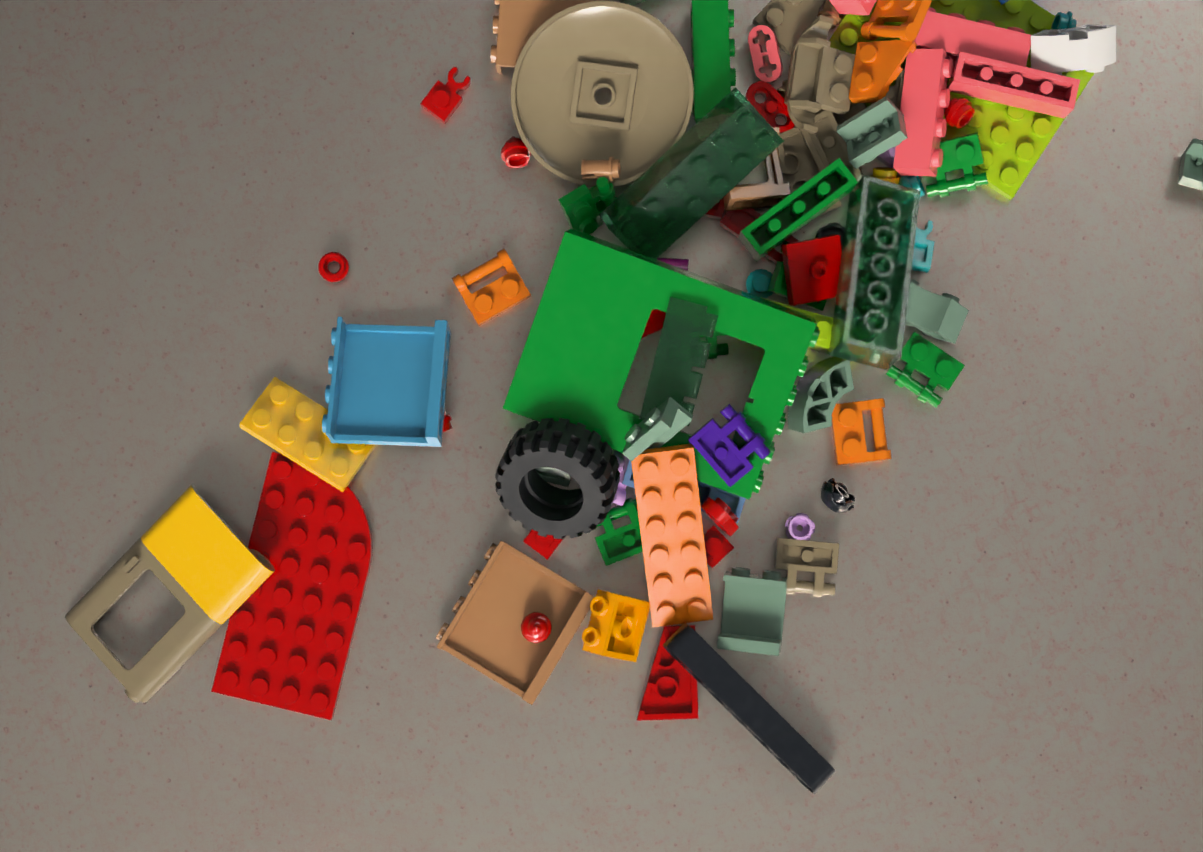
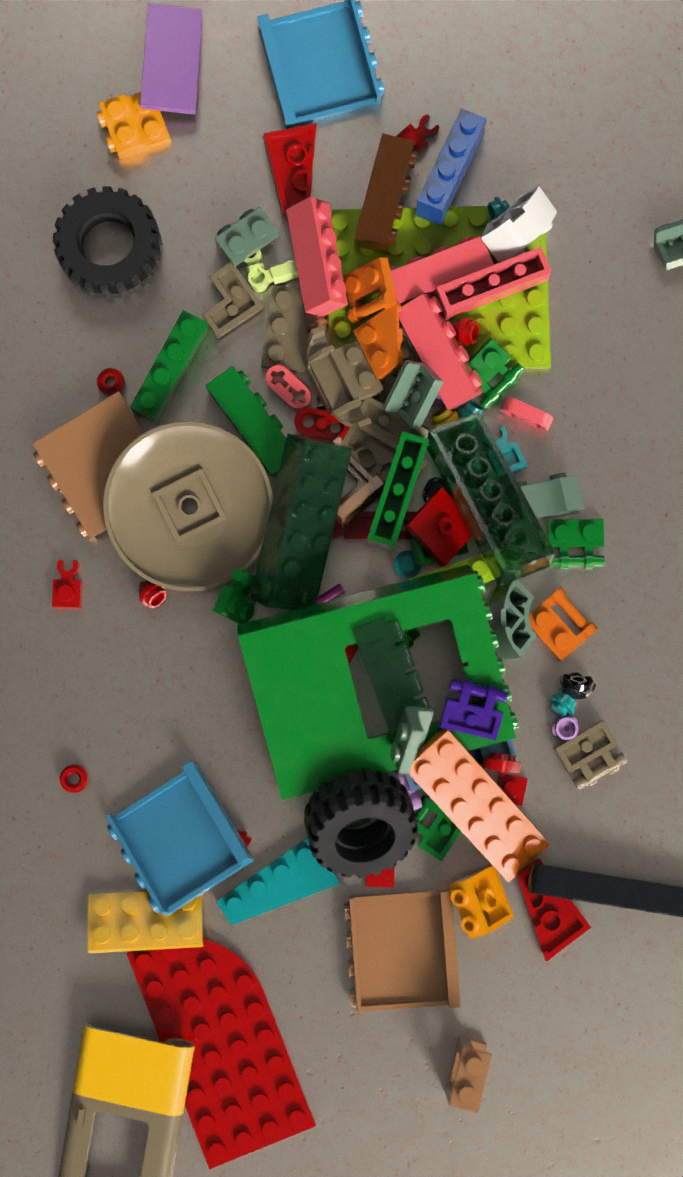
camera: 35 degrees left, 0 degrees up
(449, 485) = (277, 884): none -> teal wing
(496, 768) = (467, 1074): none -> medium nougat window
(497, 295) = (213, 714): orange plate -> none
(536, 627) = (421, 945): red plate -> none
(601, 168) = (228, 564): medium nougat pin -> none
(753, 612) = (576, 818): sand green panel -> none
(812, 503) = (563, 704): none -> teal plate
(961, 224) = (526, 414): none -> coral beam

